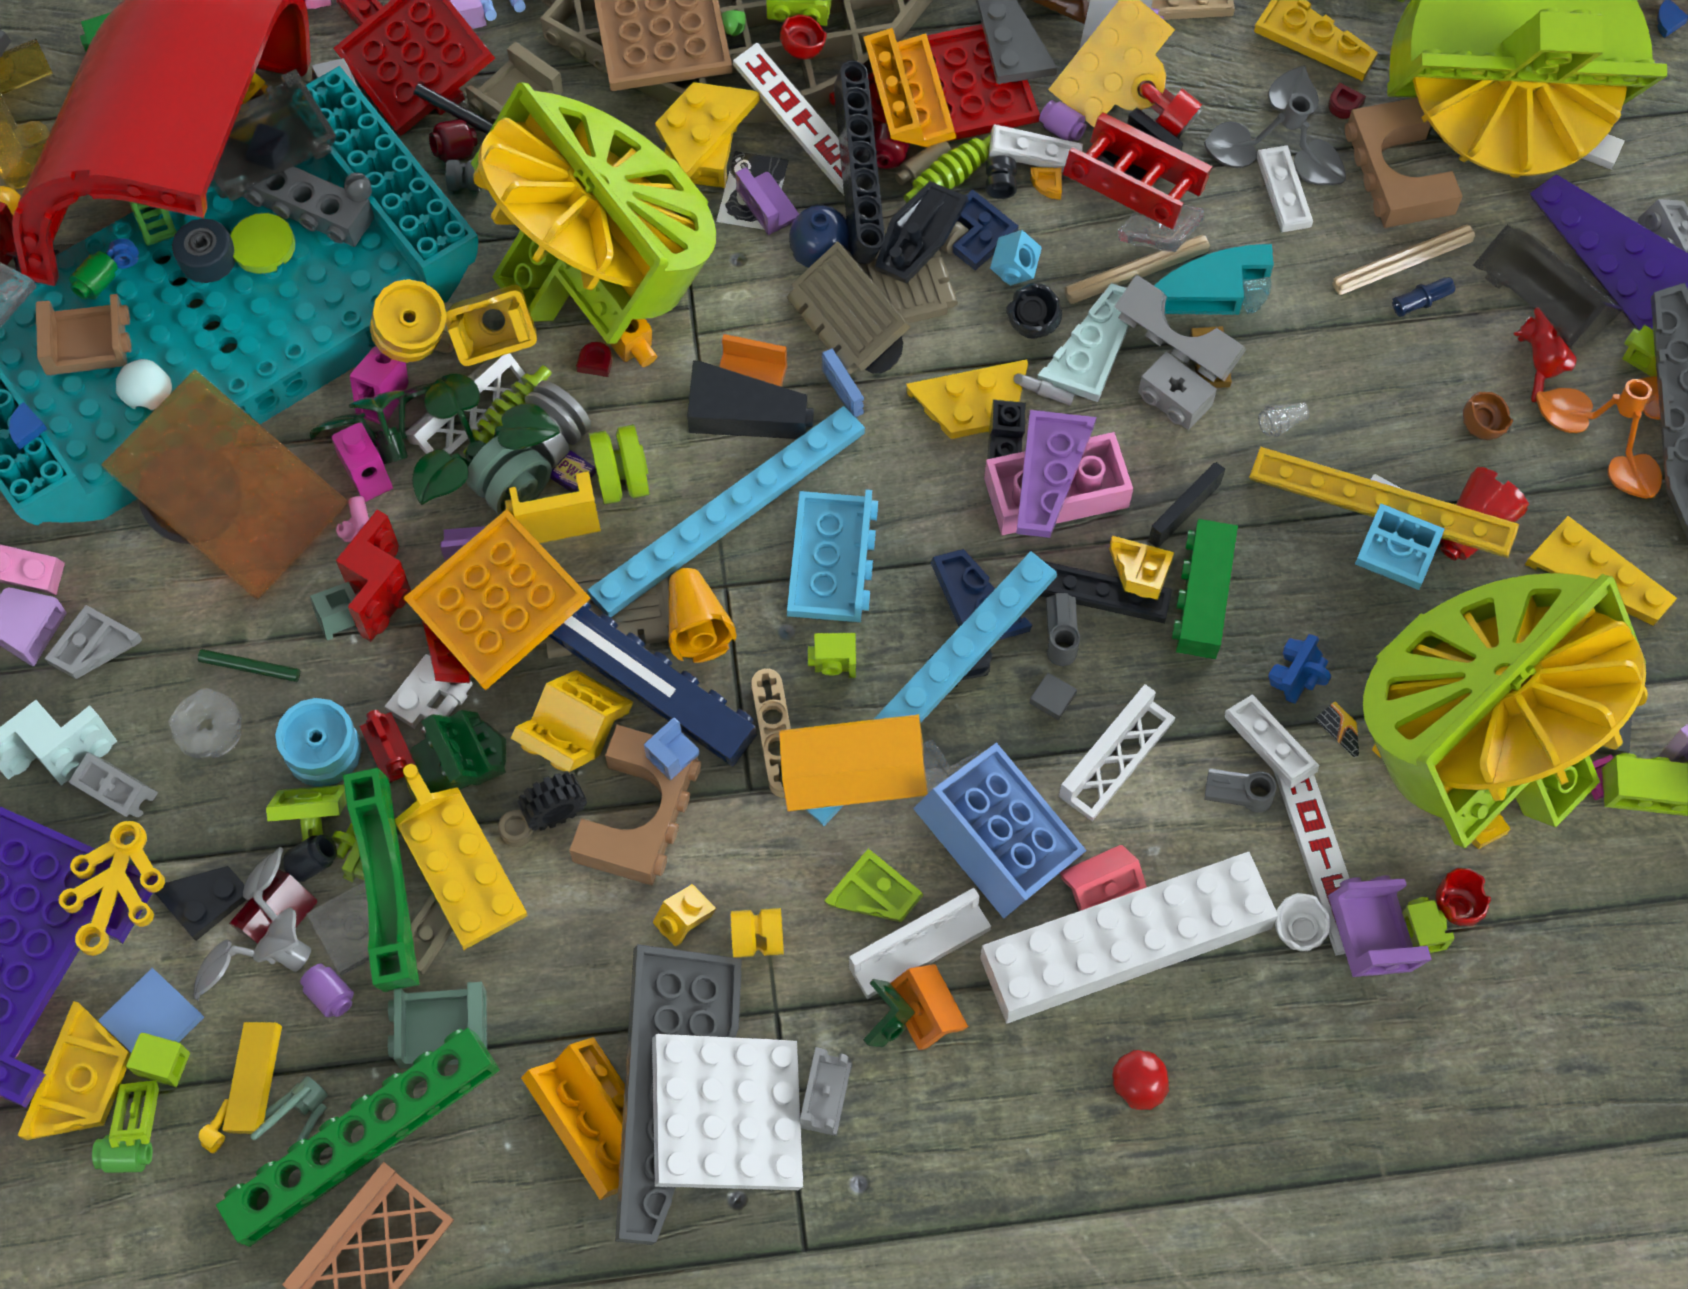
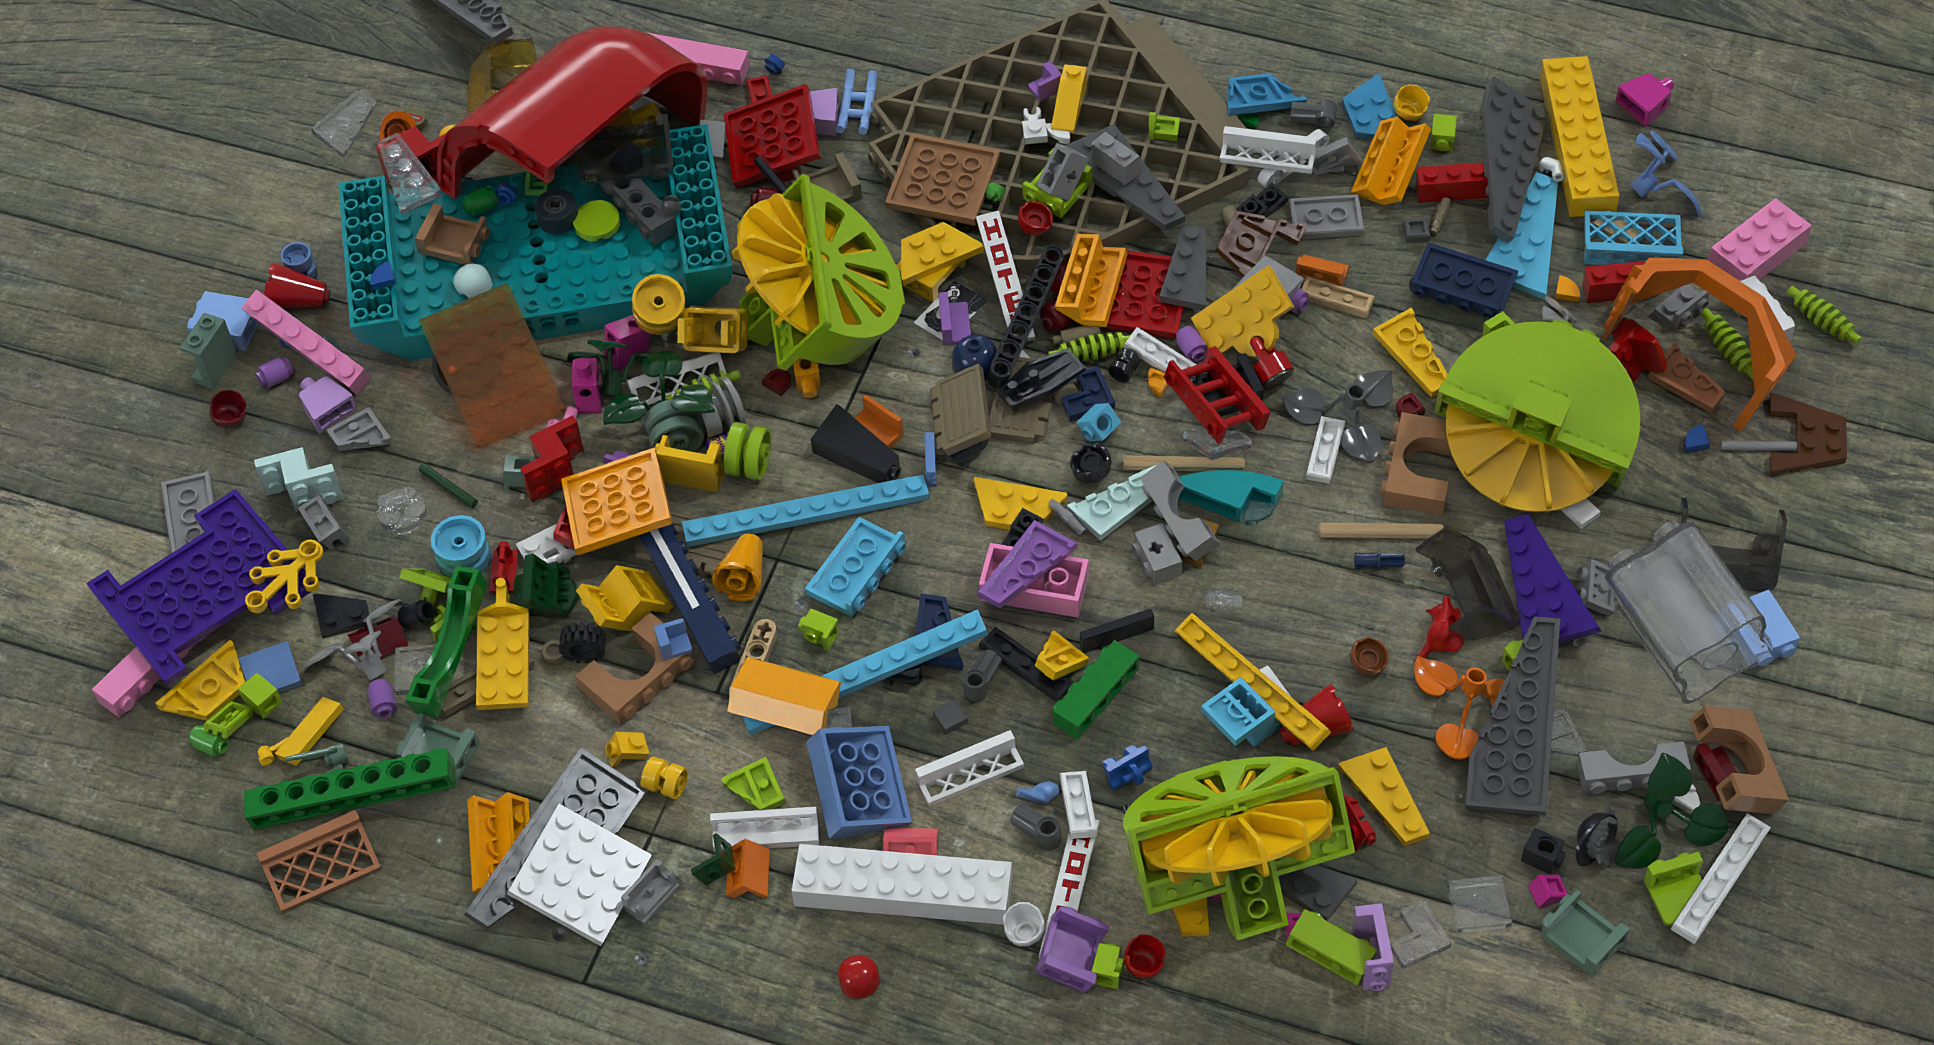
camera: 30 degrees right, 10 degrees down
(1217, 745) = (1040, 794): none -> medium blue animal

